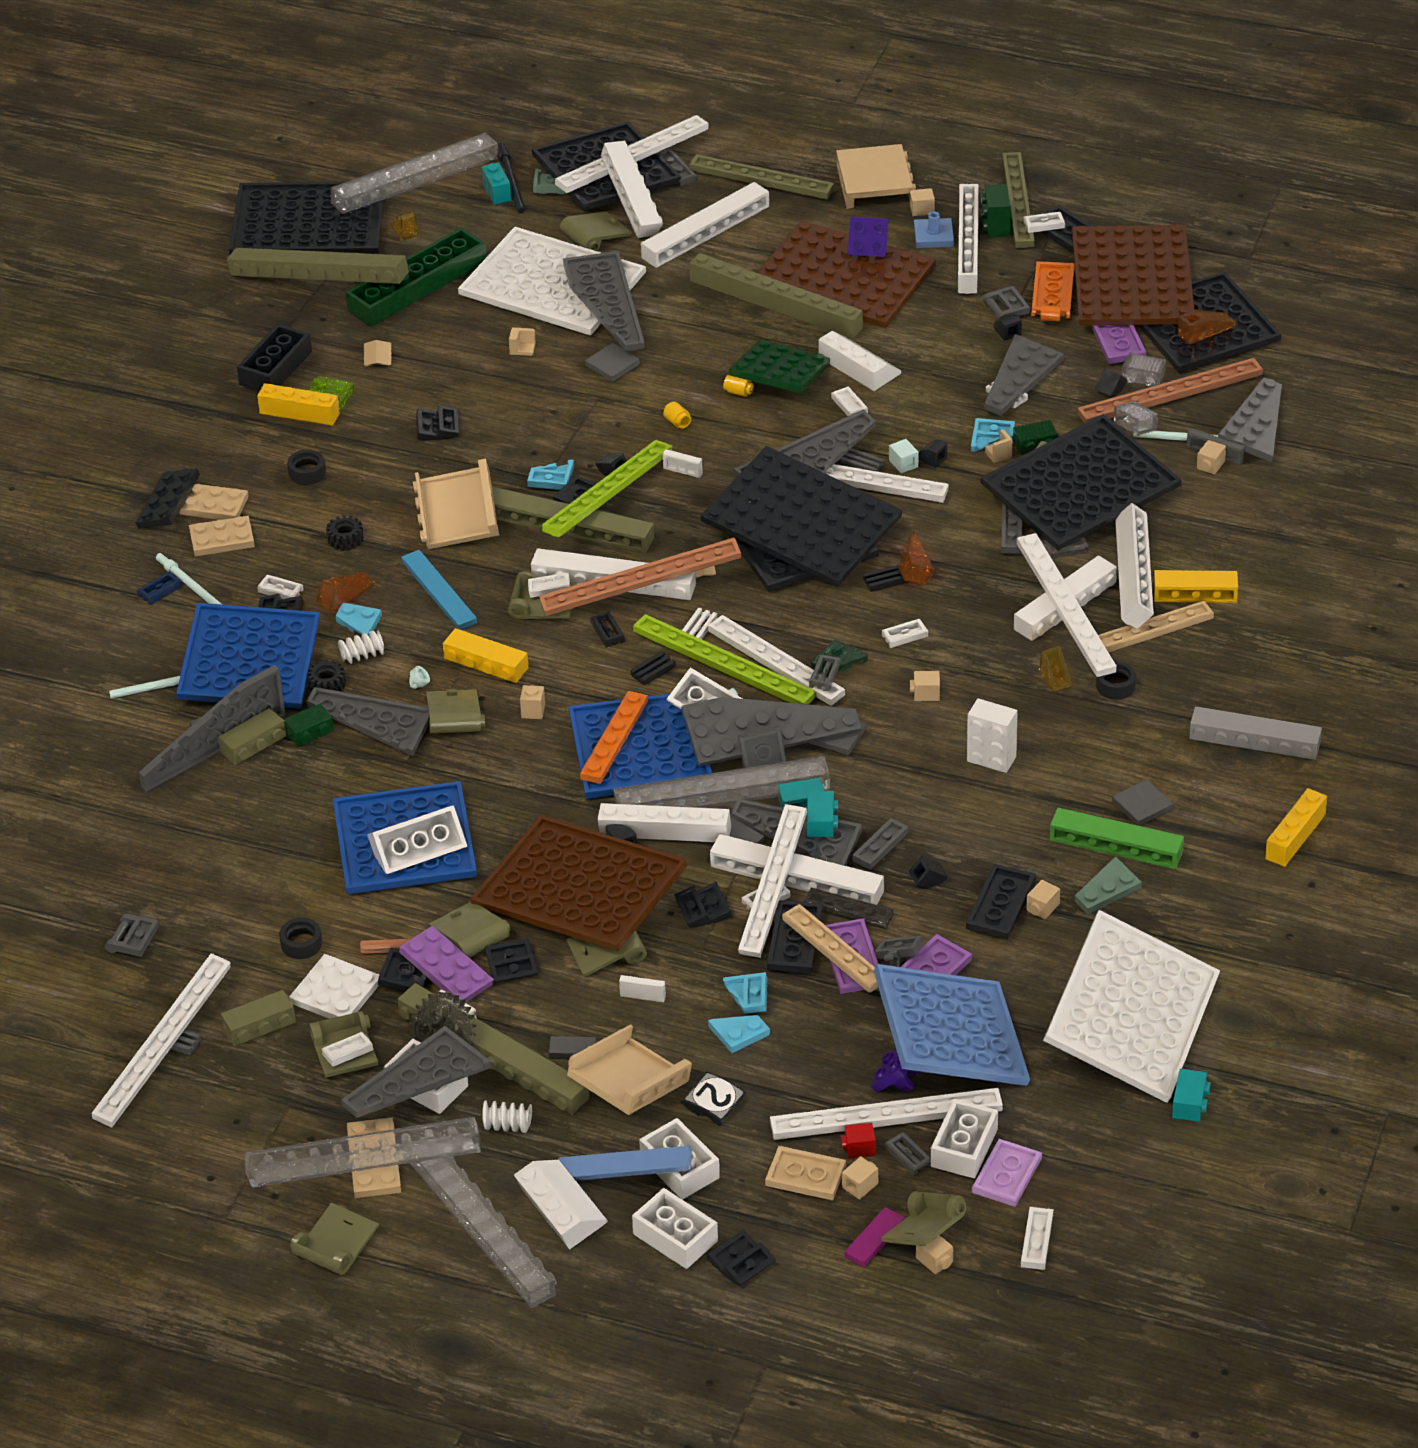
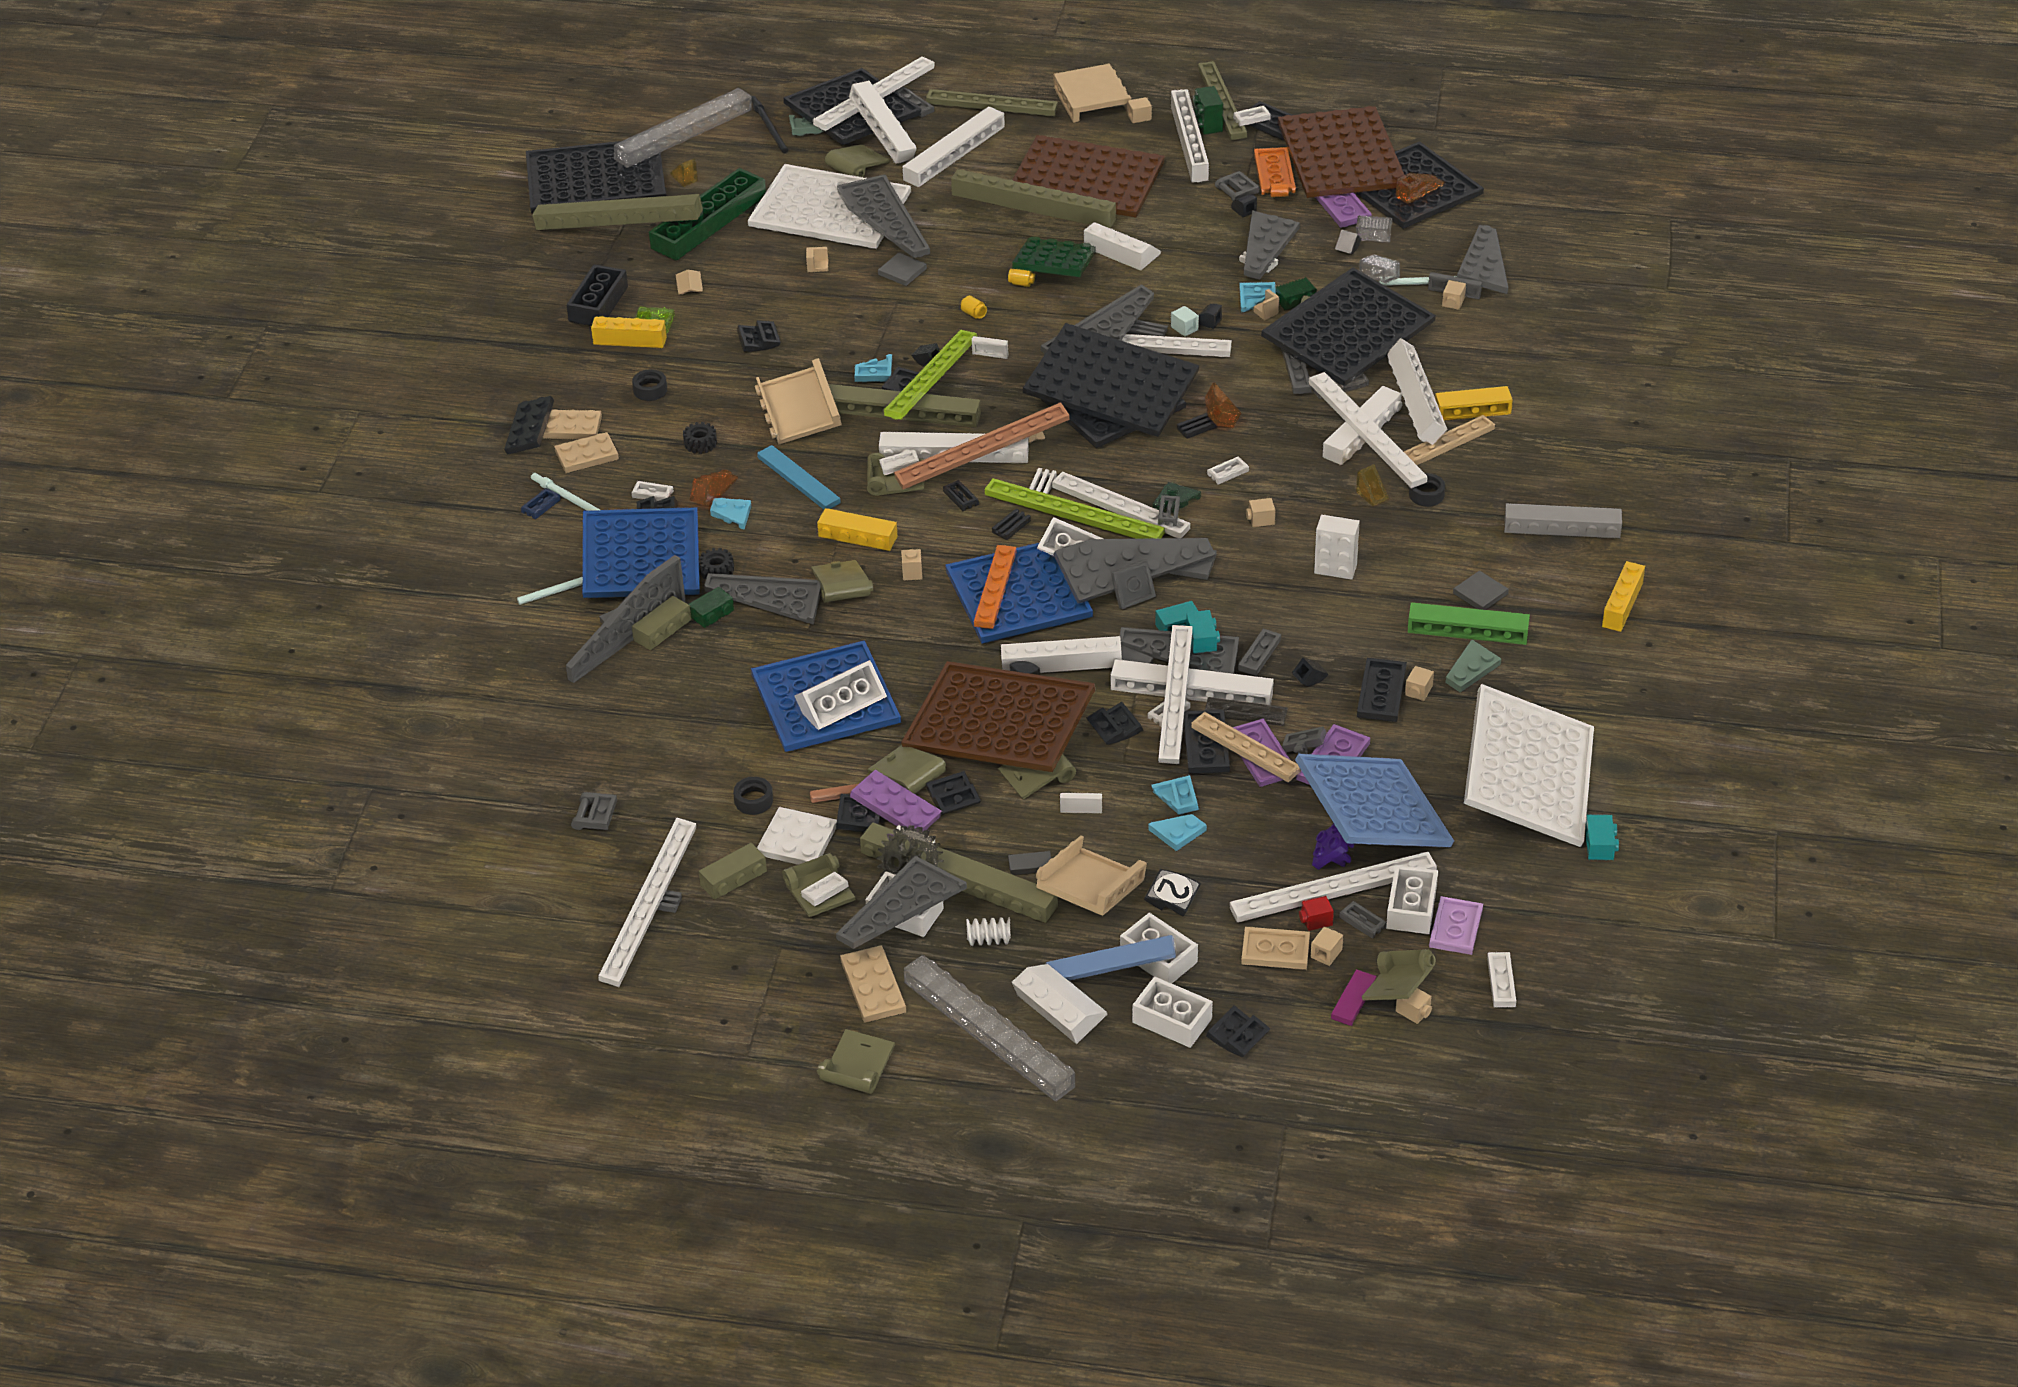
camera: 10 degrees left, 0 degrees up
(361, 646) = (740, 533): white piece -> none
(362, 1152) = (866, 978): clear brick -> none
(418, 677) = (802, 554): light aqua tile -> none
(496, 183) = (758, 129): teal brick -> none
(724, 786) = (1106, 618): clear brick -> none
(848, 401) = (1122, 280): white plate -> none
(868, 236) = (1104, 141): dark purple plate -> none
(933, 232) = (1156, 133): medium blue tile -> none
(1176, 389) = (1405, 242): nougat plate -> none

